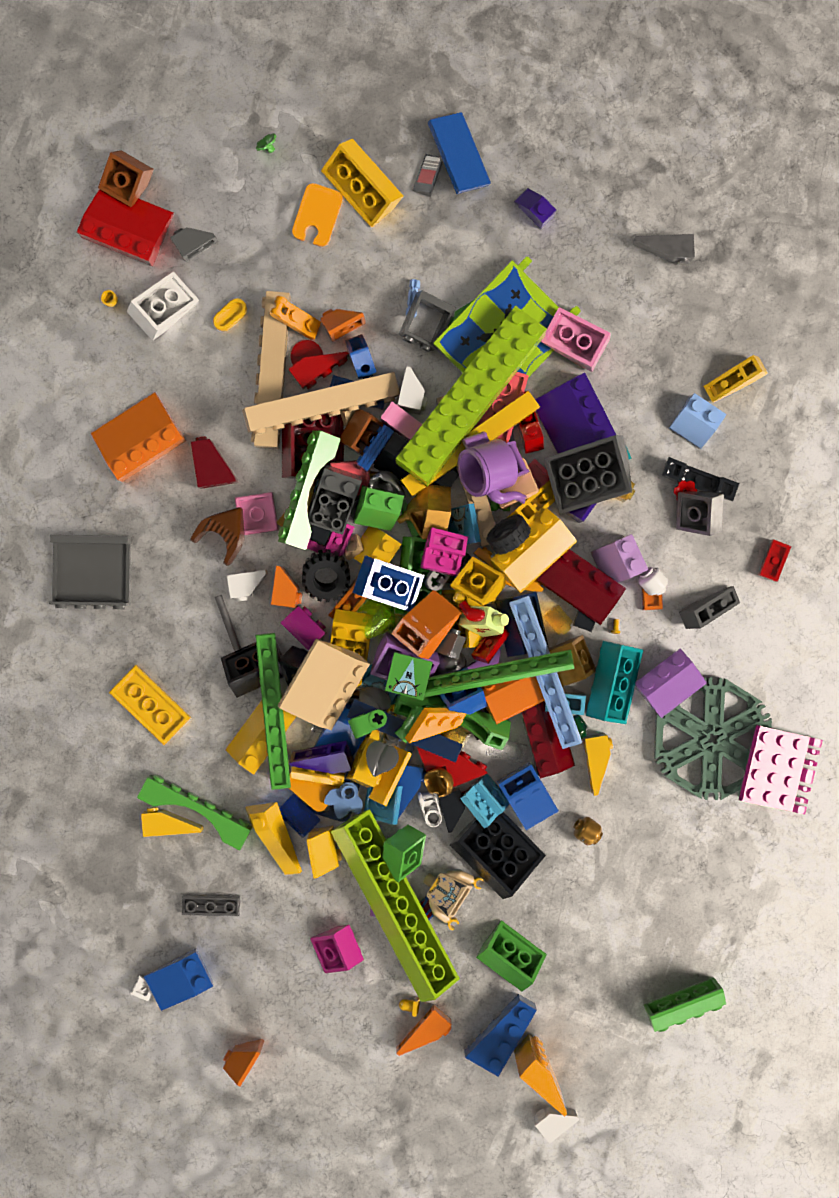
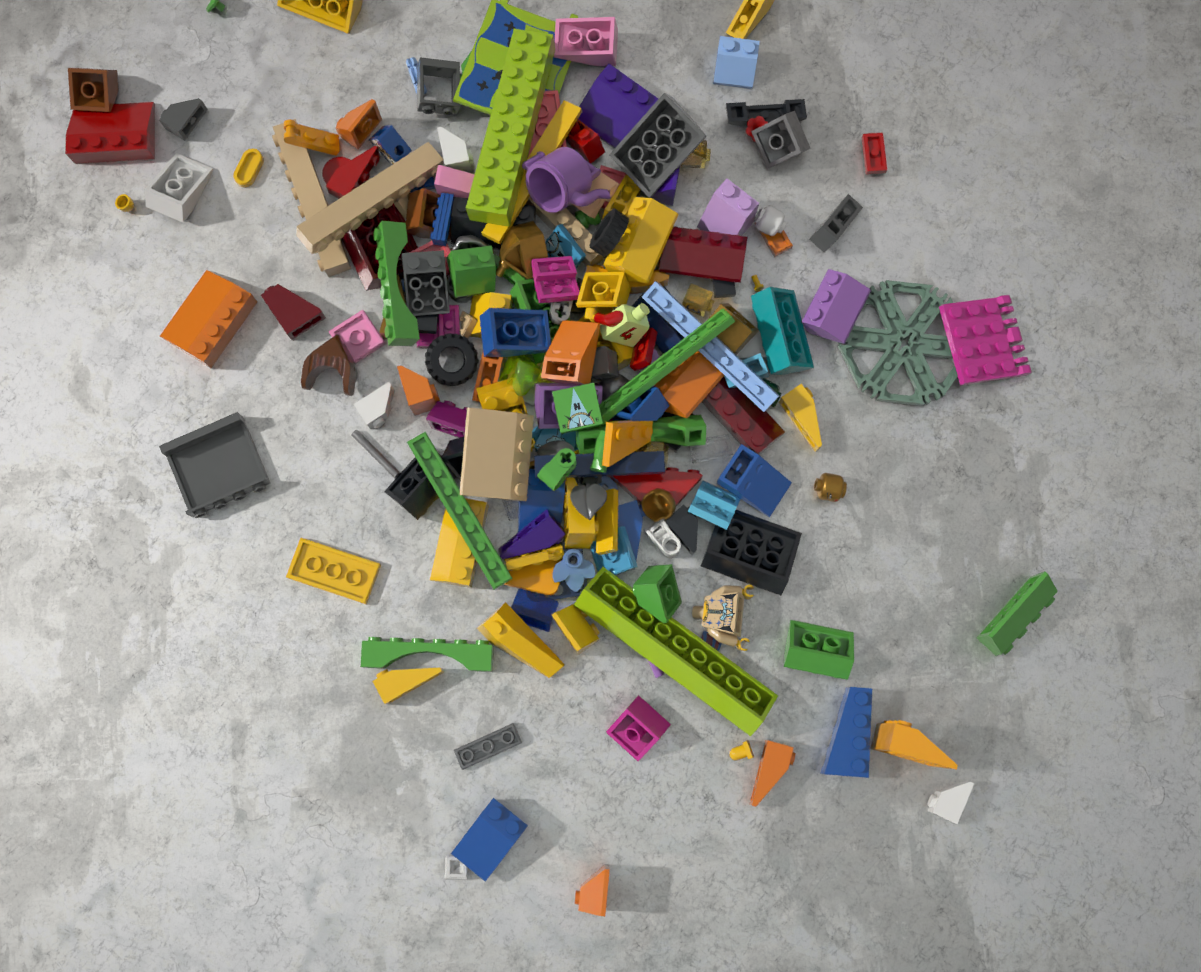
camera: 25 degrees left, 10 degrees down
(317, 209) = (291, 39): light orange piece -> none

